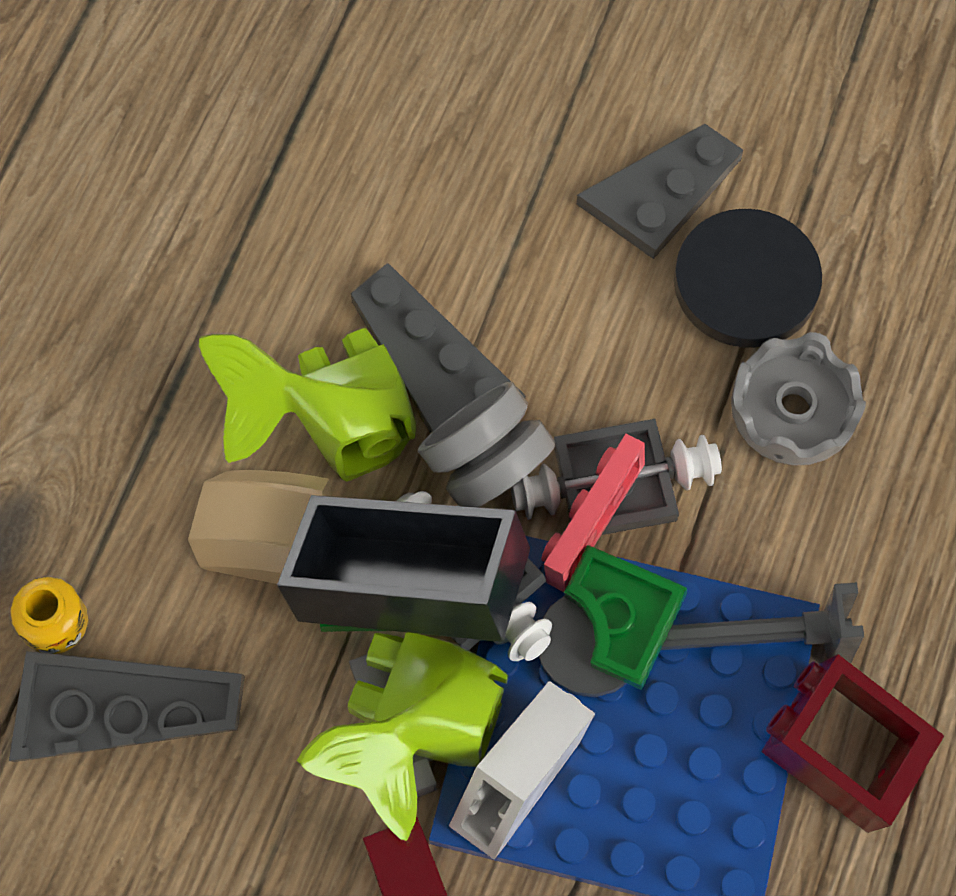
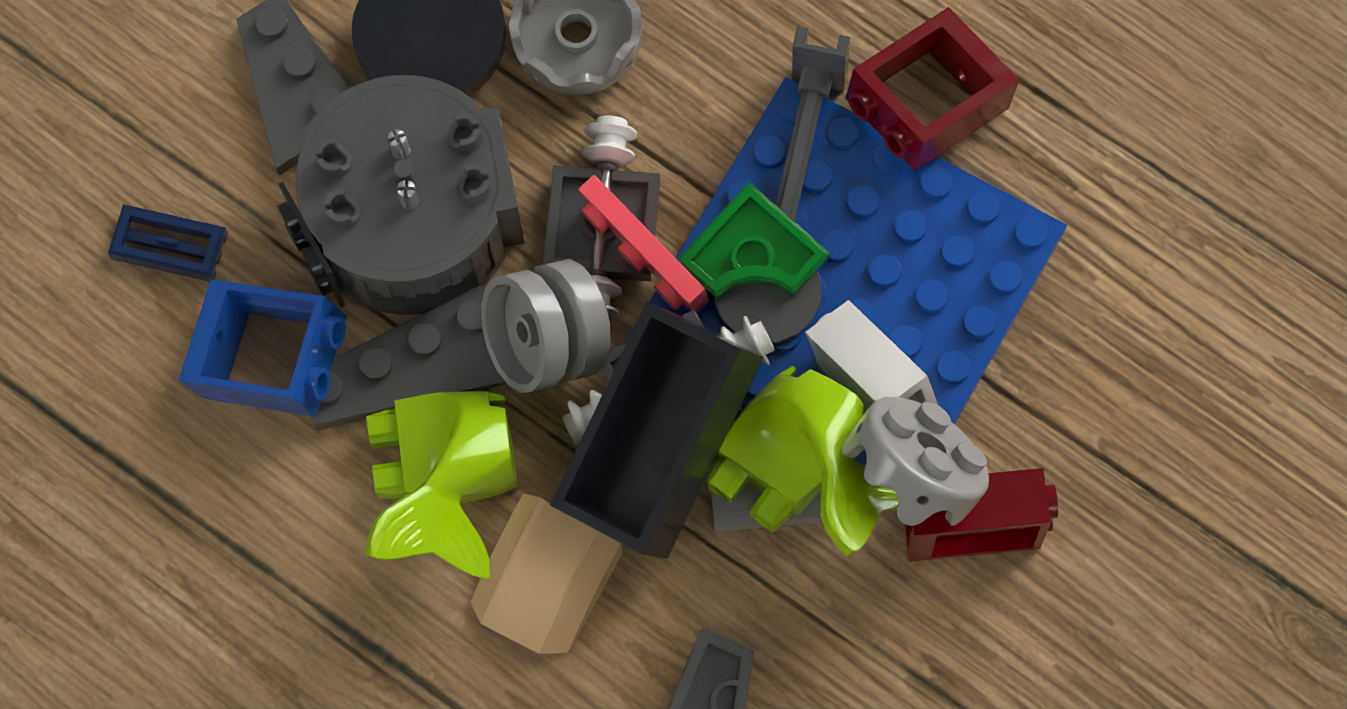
camera: 70 degrees left, 5 degrees up
(377, 196) = (220, 334): none -> blue window
(398, 818) = (919, 455): none -> light grey plate
(484, 168) = (210, 254): none -> dark blue tile
(578, 295) = (402, 195): none -> dark grey piece

